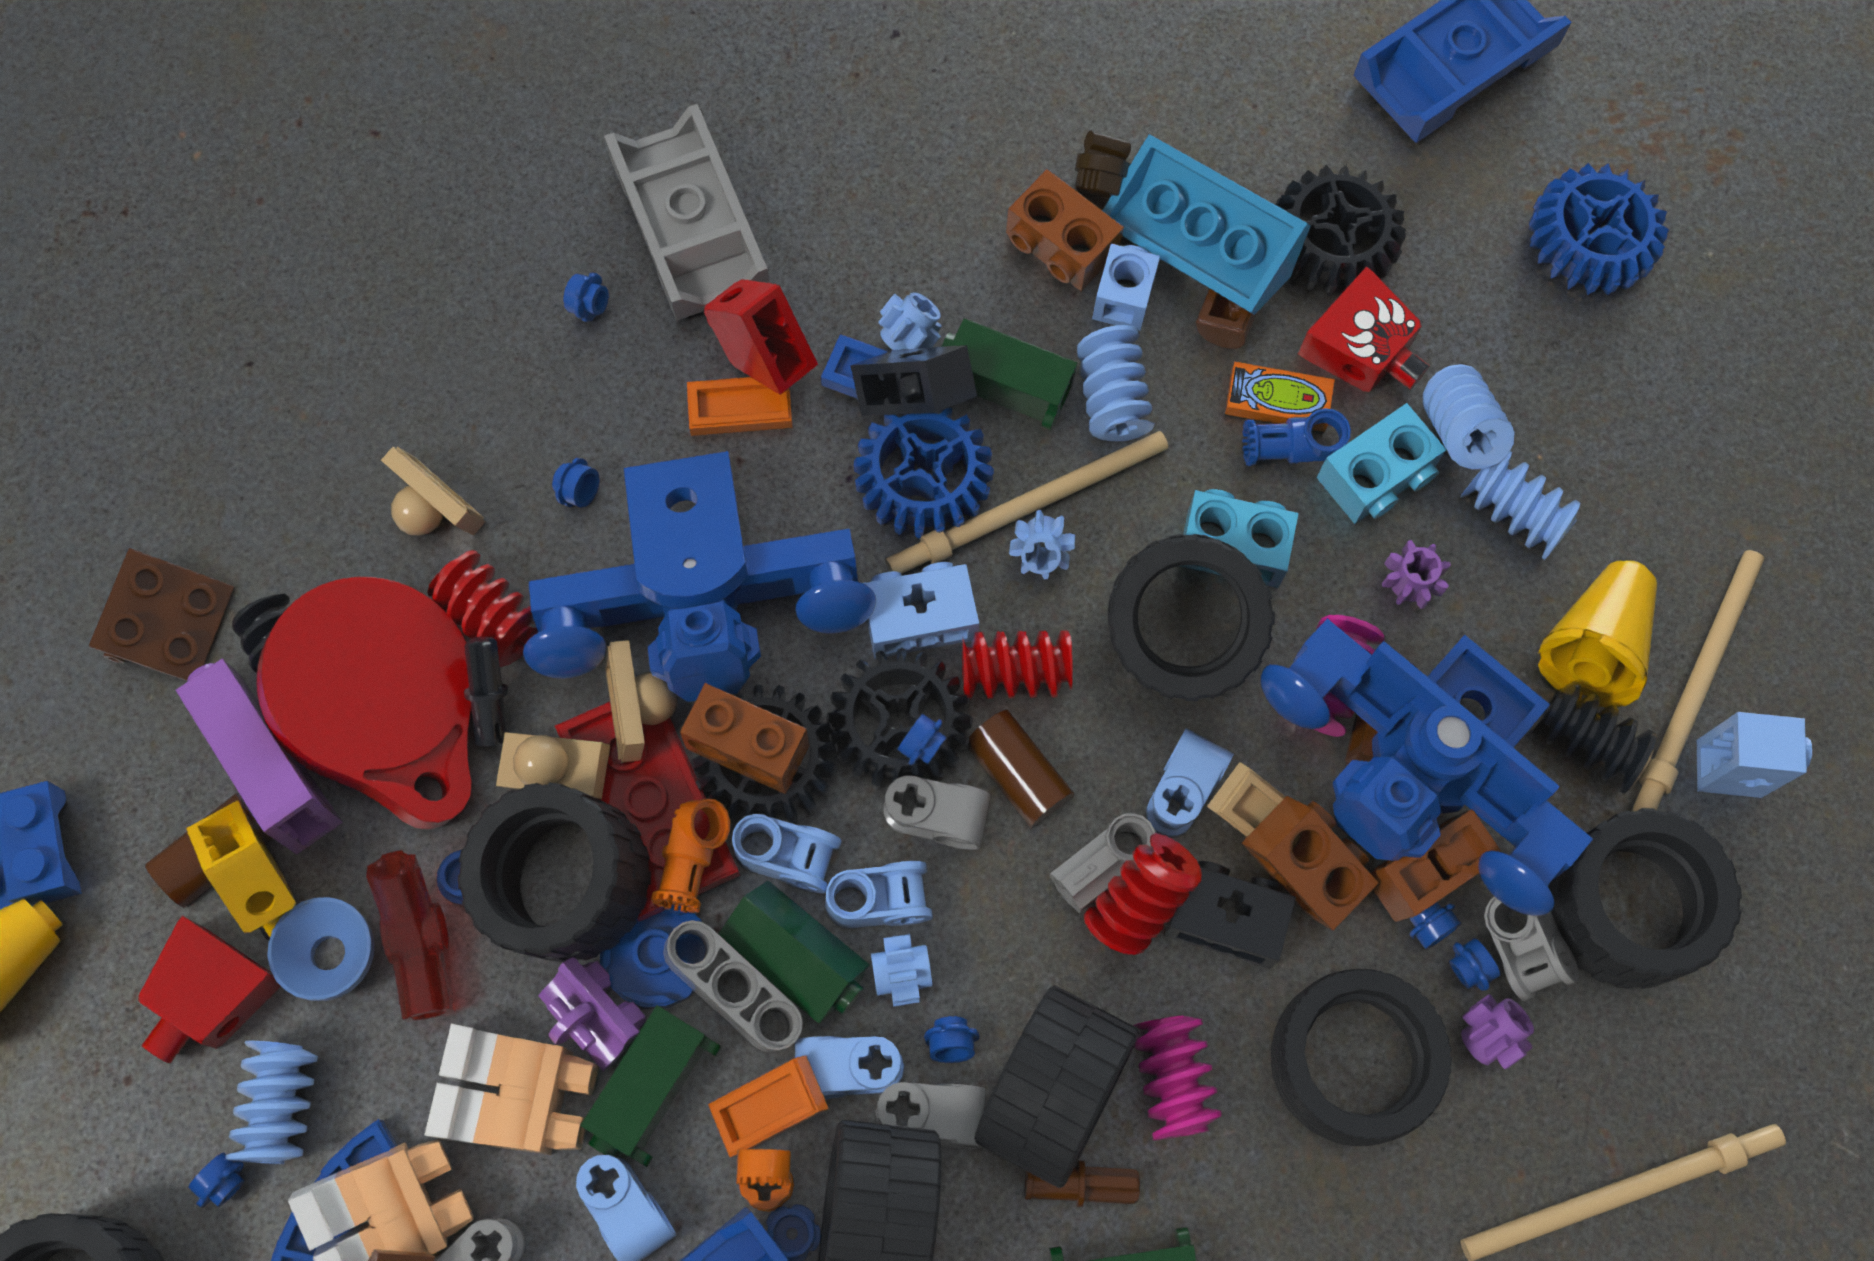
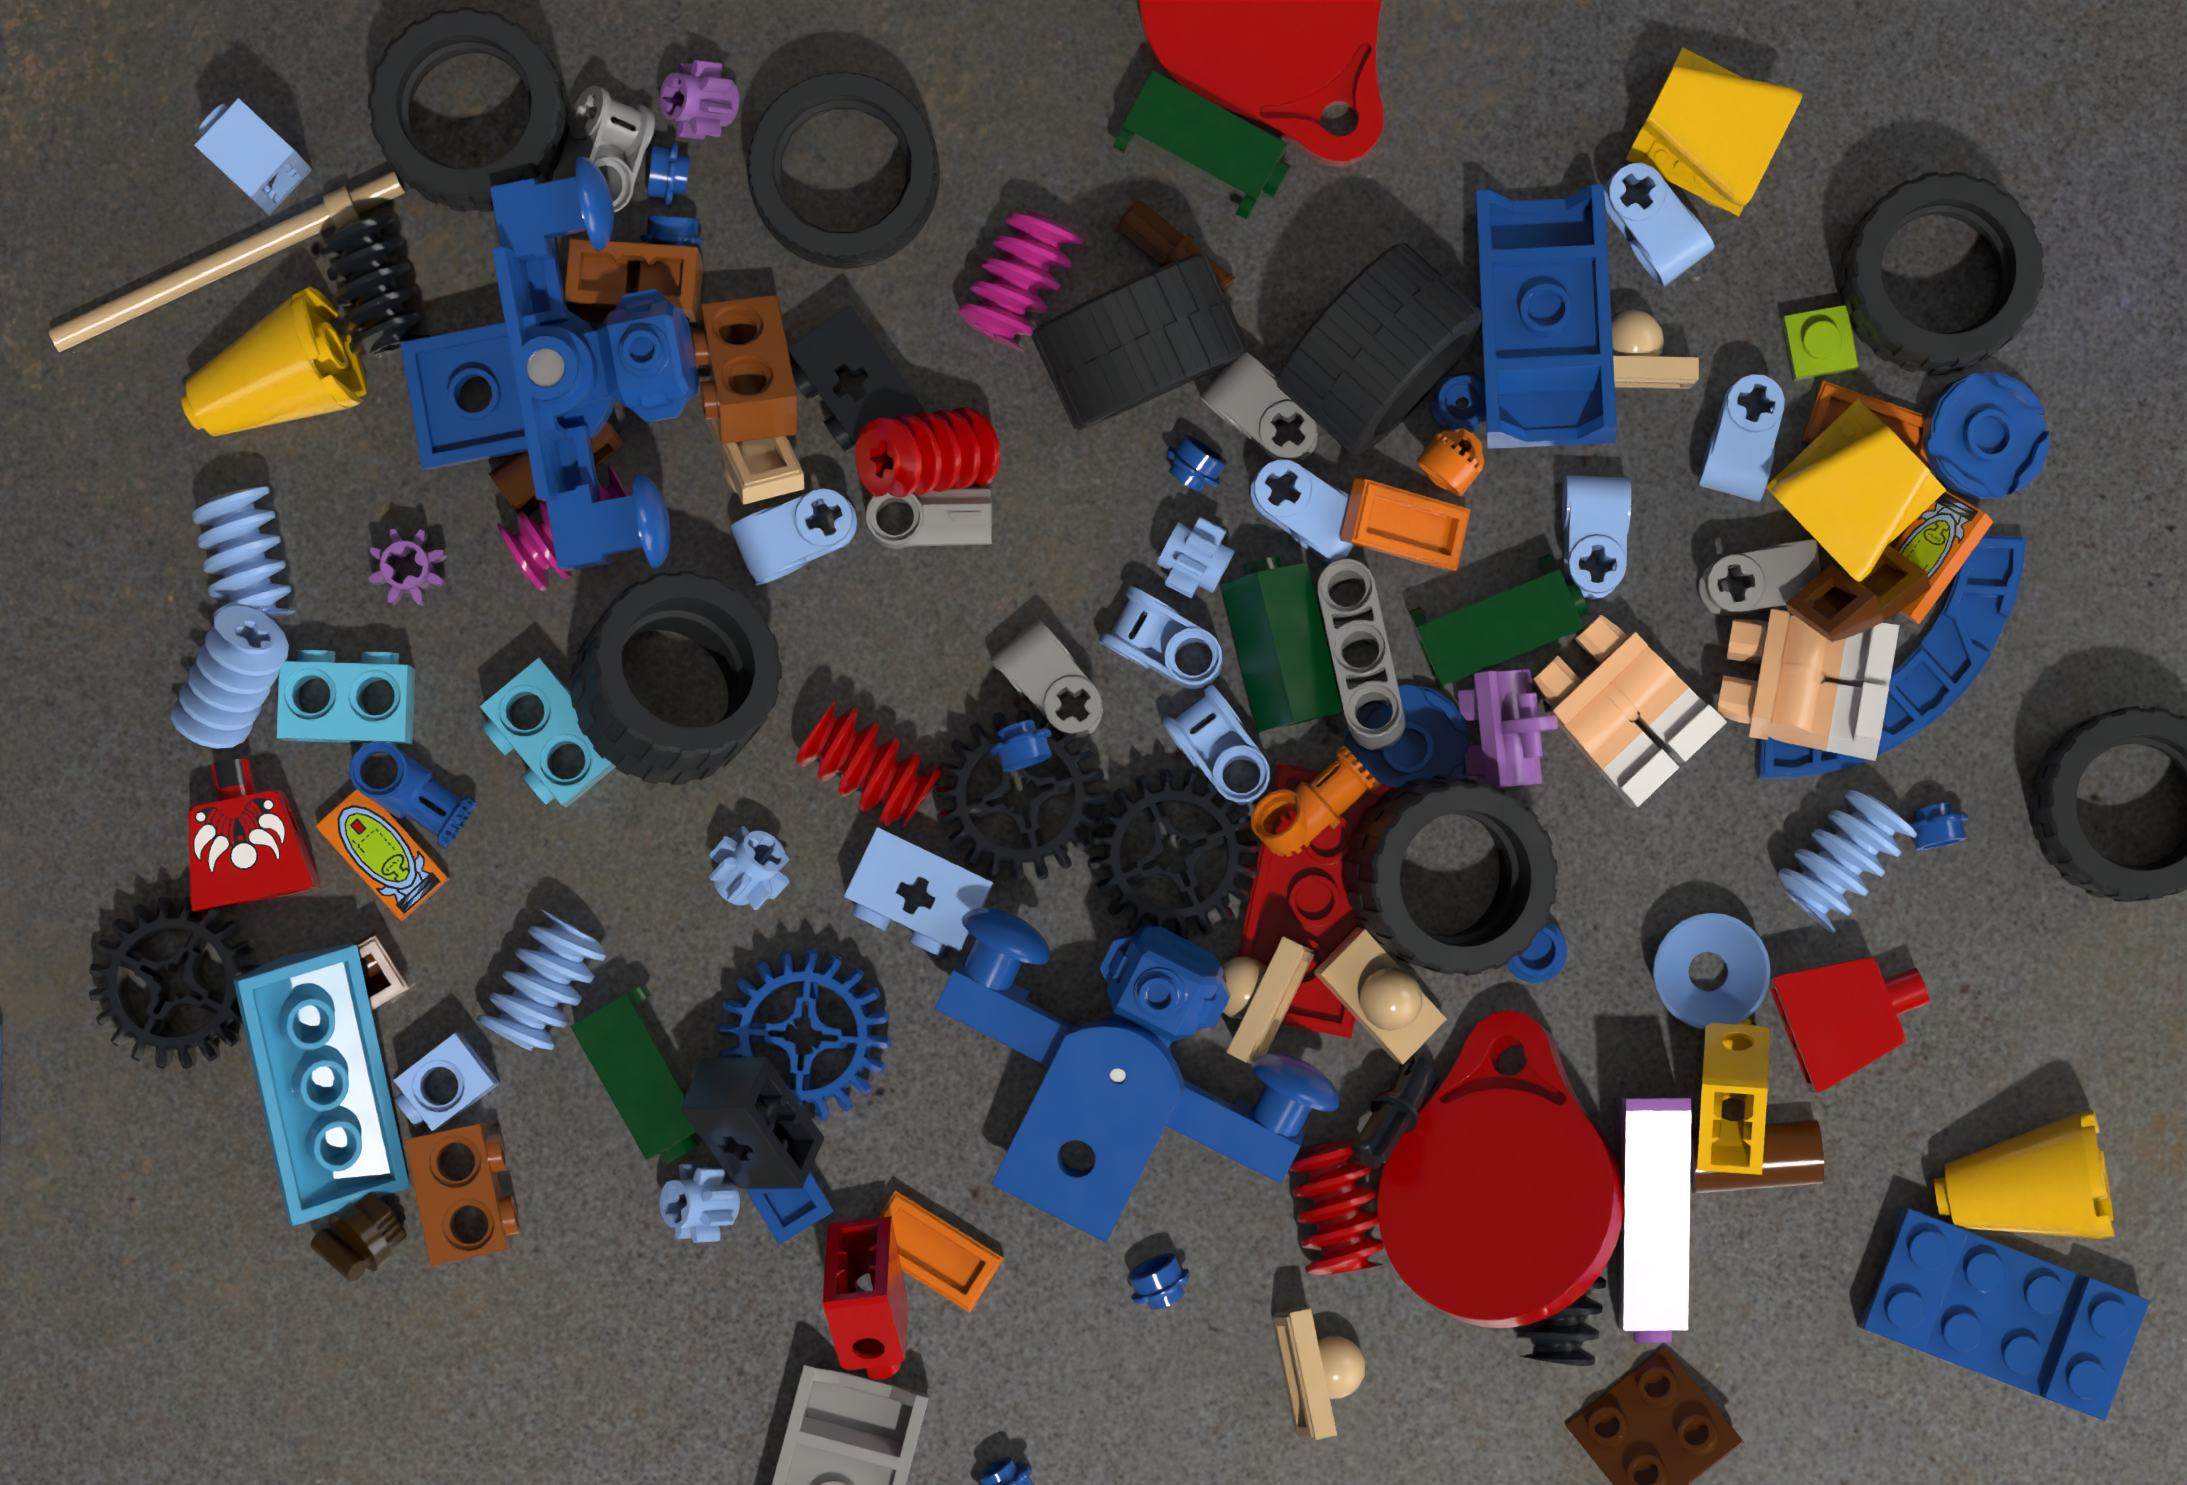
camera: 140 degrees left, 15 degrees up
(412, 936) = (1620, 920): clear red piece -> none
(745, 738) = (1187, 866): dark orange brick -> none
(939, 546) = (848, 945): tan bar -> none
(1019, 768) = (939, 667): reddish brown brick -> none

